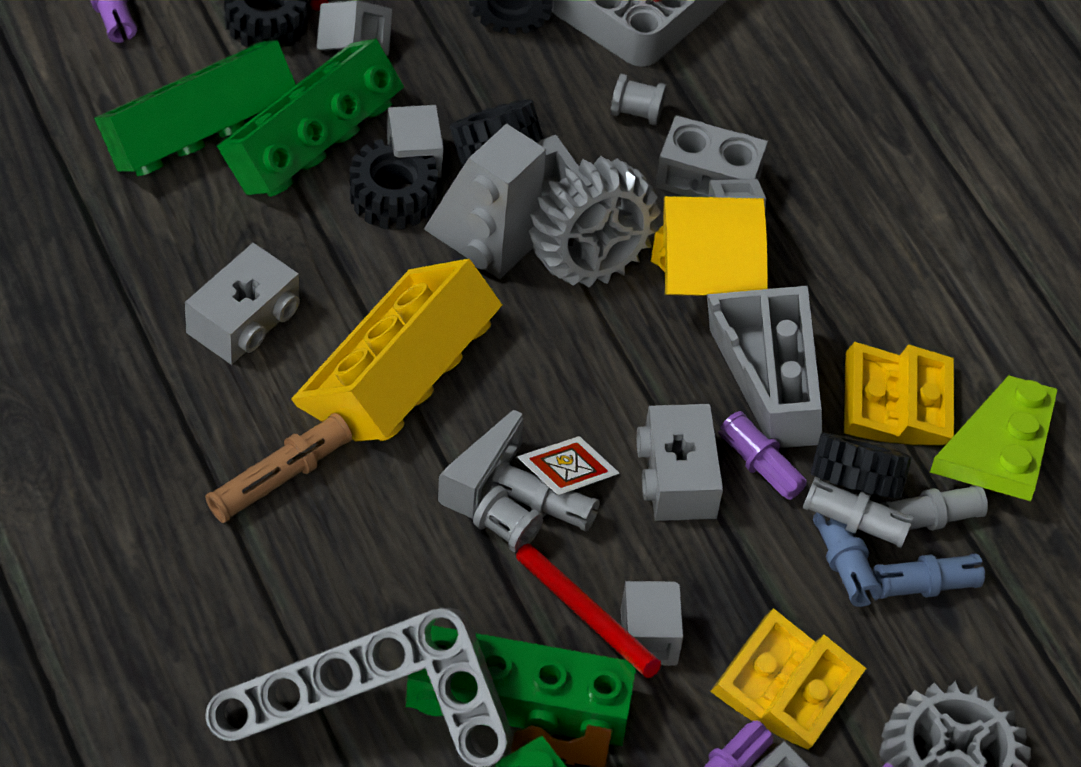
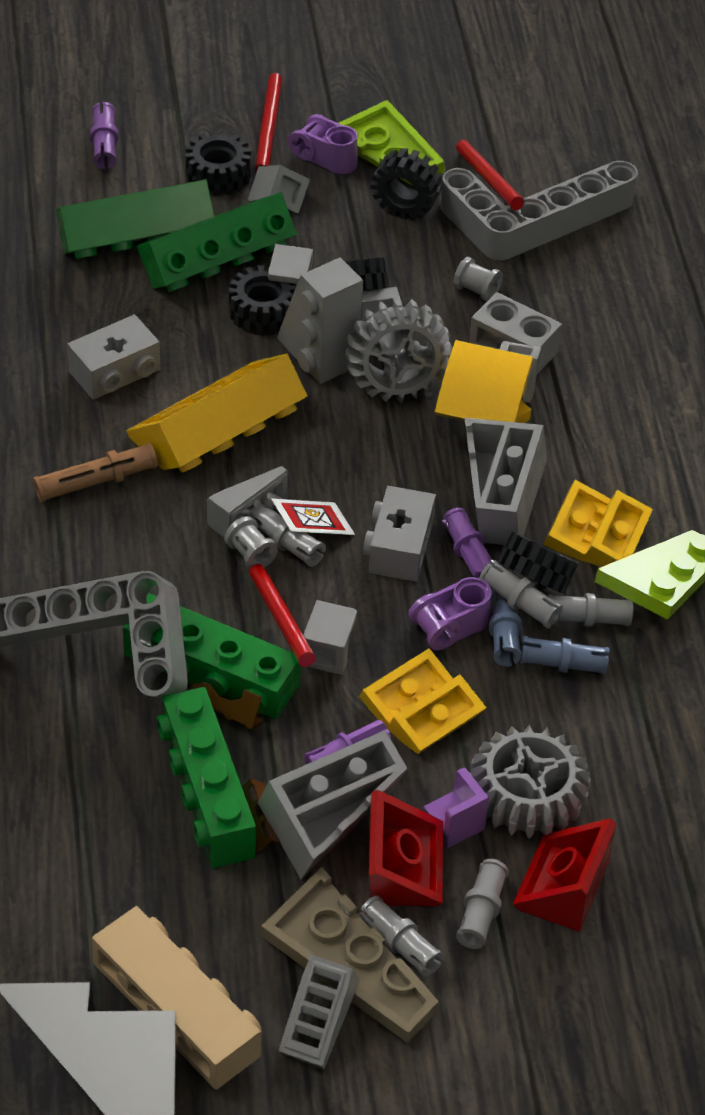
camera: 20 degrees right, 5 degrees down
(776, 559) = (453, 612): none -> medium lavender piece

